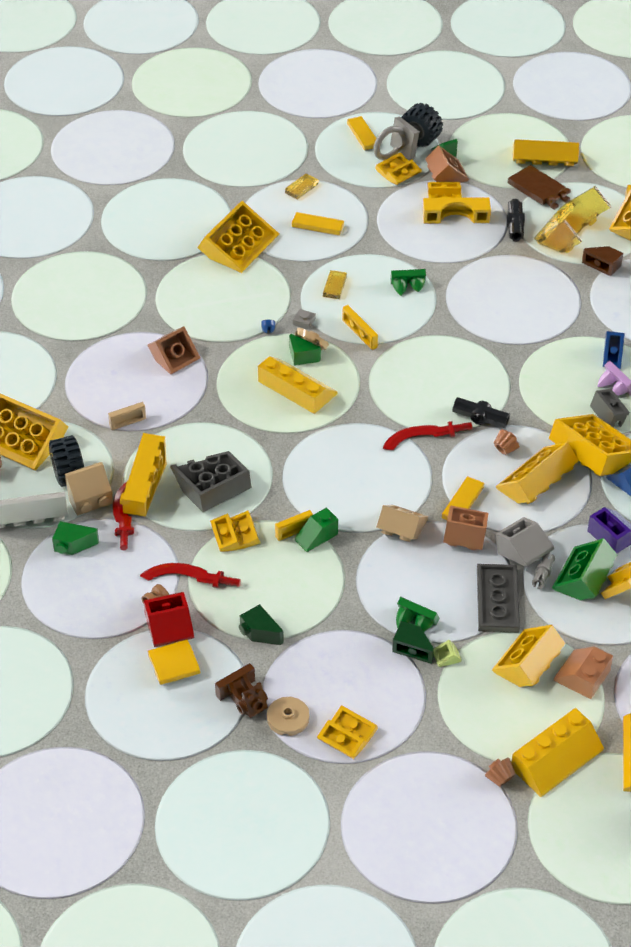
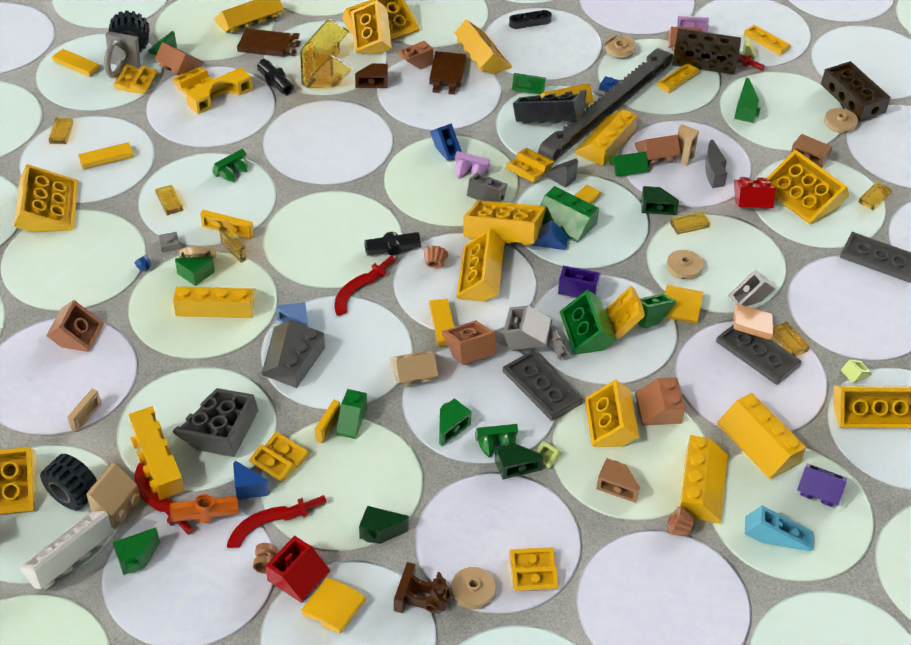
camera: 40 degrees left, 0 degrees up
(144, 536) = (204, 508): none -> orange piece
(191, 536) = (248, 483): none -> blue slope
(317, 459) = (292, 352): none -> dark grey wedge
(345, 429) = (294, 312): none -> medium blue slope
(349, 346) = (233, 244): none -> clear yellow tile
(390, 581) = (453, 420): none -> green slope
(480, 706) = (618, 481): none -> medium nougat slope
(581, 832) = (777, 530): none -> medium azure slope

